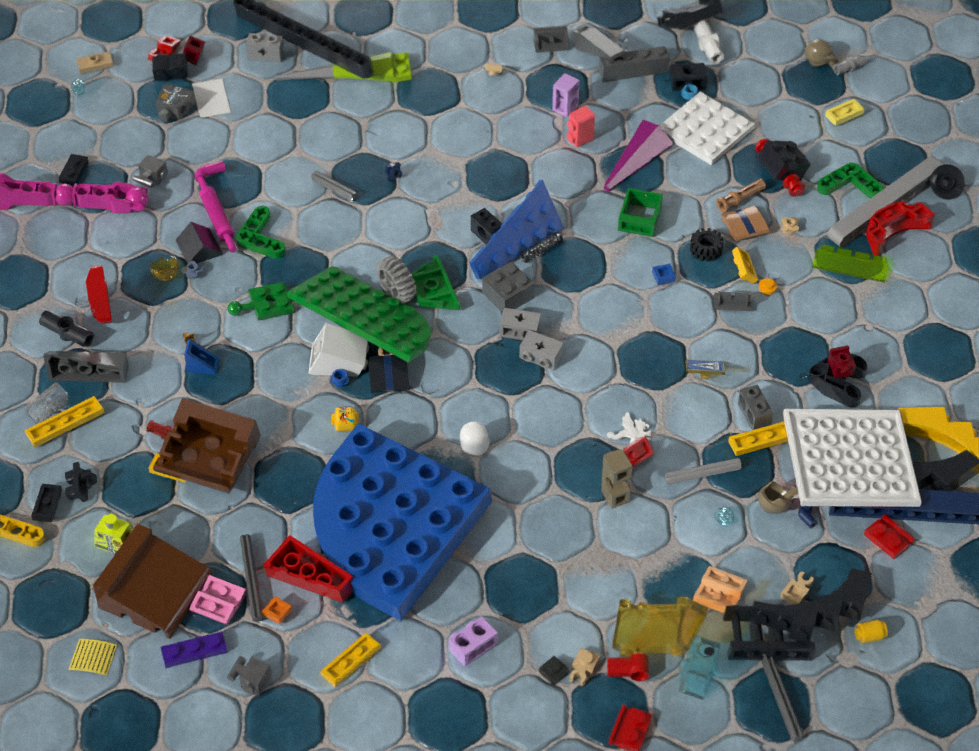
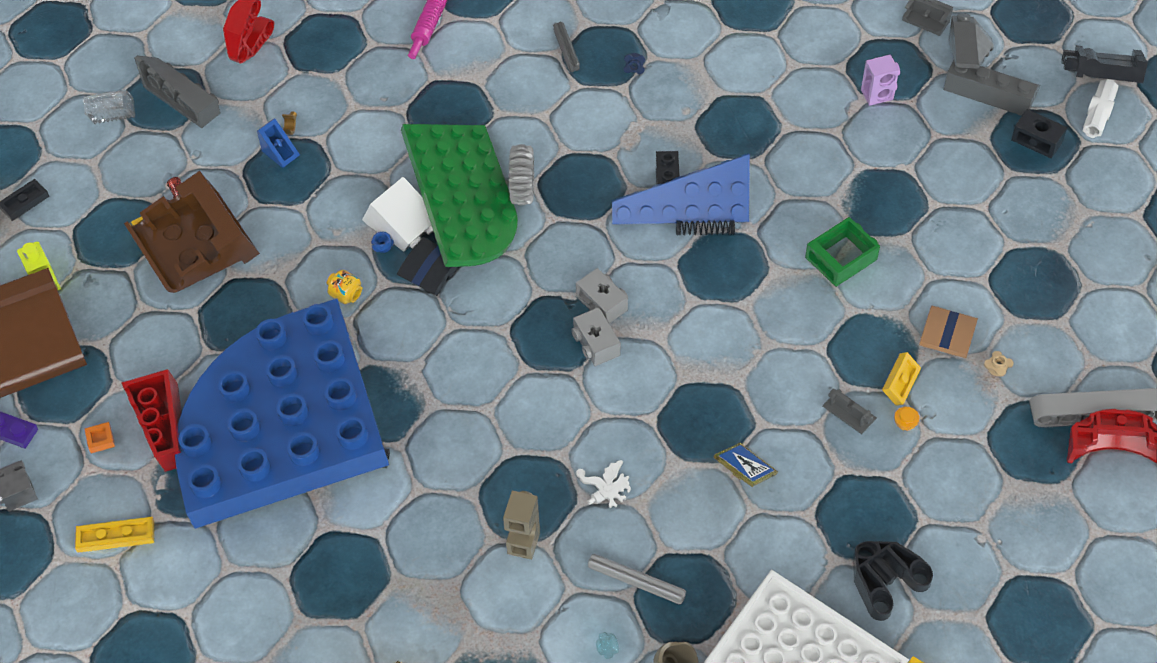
camera: 40 degrees right, 5 degrees up
(64, 421) = (112, 132): yellow plate -> none
(66, 328) = (198, 46): black piece -> none
(81, 480) = (67, 197): black hips -> none
(164, 269) = (332, 38): clear yellow hair -> none
(192, 270) = (359, 55): sand blue plate -> none
(198, 243) = (389, 33): black slope -> none
(218, 600) = (65, 391): bright pink slope -> none
(246, 235) = (447, 52): green beam -> none
(251, 578) = (112, 389): dark grey axle -> none
(259, 301) = (383, 124): green plate -> none
(434, 287) = (558, 203): green wing -> none
(474, 438) = (439, 386): white helmet -> none
(476, 644) = (232, 605): lavender brick -> none
(494, 69) = (836, 13): tan plate -> none
(508, 287) = (626, 250): dark grey brick -> none
(581, 126) = (863, 122): coral brick -> none
(638, 451) = (579, 510): red plate -> none
(645, 144) = (917, 181): wedge -> none
(663, 274) = (803, 334): blue plate -> none
(689, 91) = (1026, 151): dark azure plate -> none
(706, 128) = (1008, 201): white plate -> none
(706, 252) = (877, 340): black tyre -> none
(735, 197) = (964, 297): medium nougat pin -> none
(755, 407) = (755, 547): dark grey brick -> none
(758, 439) = (723, 582): yellow plate -> none
(784, 162) = (1053, 290): black brick -> none
(841, 362) = (892, 558): dark red brick -> none
(845, 264) = (1024, 449): clear neon green windscreen -> none
(849, 173) = (1127, 354): green beam -> none

